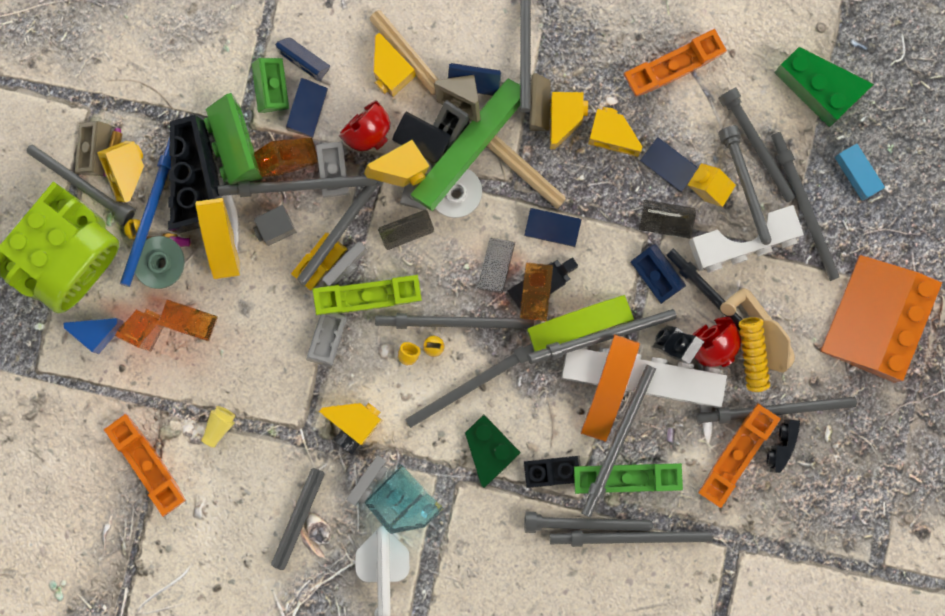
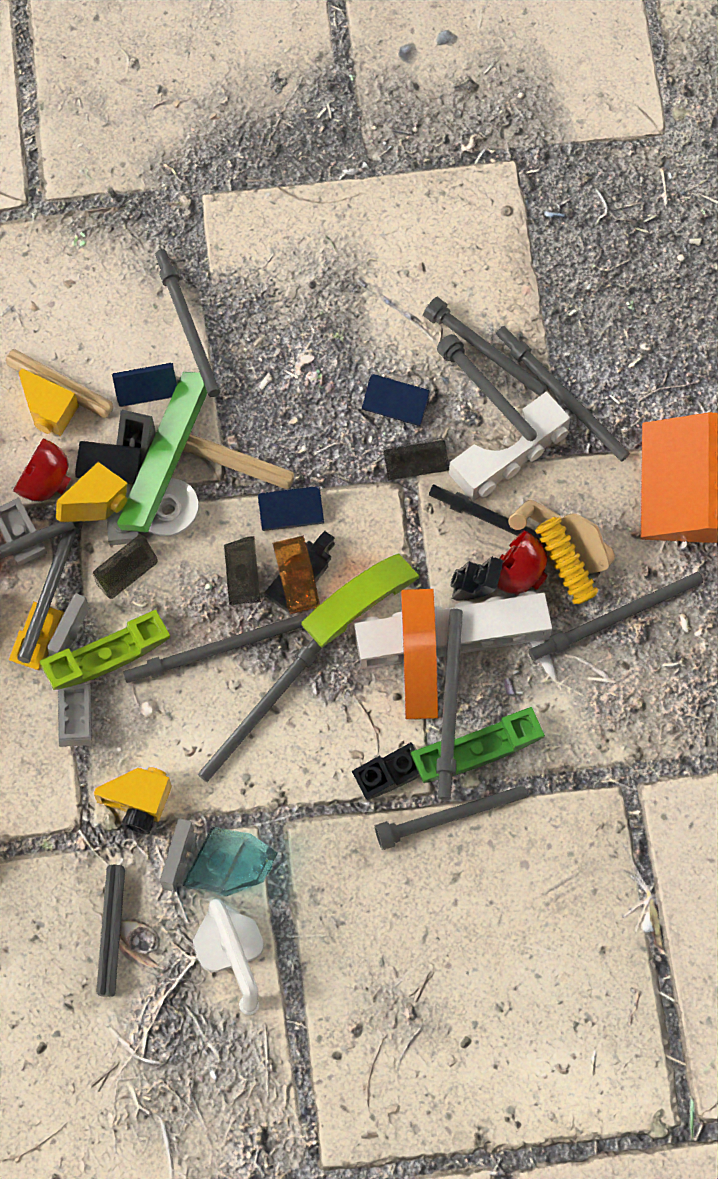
camera: 20 degrees left, 15 degrees down
(408, 353) = (175, 699): yellow hinge -> none
(433, 352) = (202, 688): yellow hinge -> none
(461, 93) = (137, 398): dark tan slope -> none
(489, 449) = (308, 773): dark green wing -> none
(540, 103) = (229, 386): dark tan slope -> none
(556, 350) = (342, 629): dark grey bar -> none
(566, 115) = (262, 387): yellow slope -> none
(578, 538) = (446, 835): dark grey bar -> none
(613, 133) = (322, 388): yellow slope -> none
(658, 273) = (427, 518): dark blue slope -> none
(675, 64) = (364, 296): orange slope -> none
(711, 185) = (449, 402): yellow brick -> none
(738, 455) = (593, 676): orange slope -> none
(780, 455) = (639, 655): black slope -> none
(821, 84) = (529, 262): green wedge -> none
(859, 172) = (606, 339): dark azure slope -> none

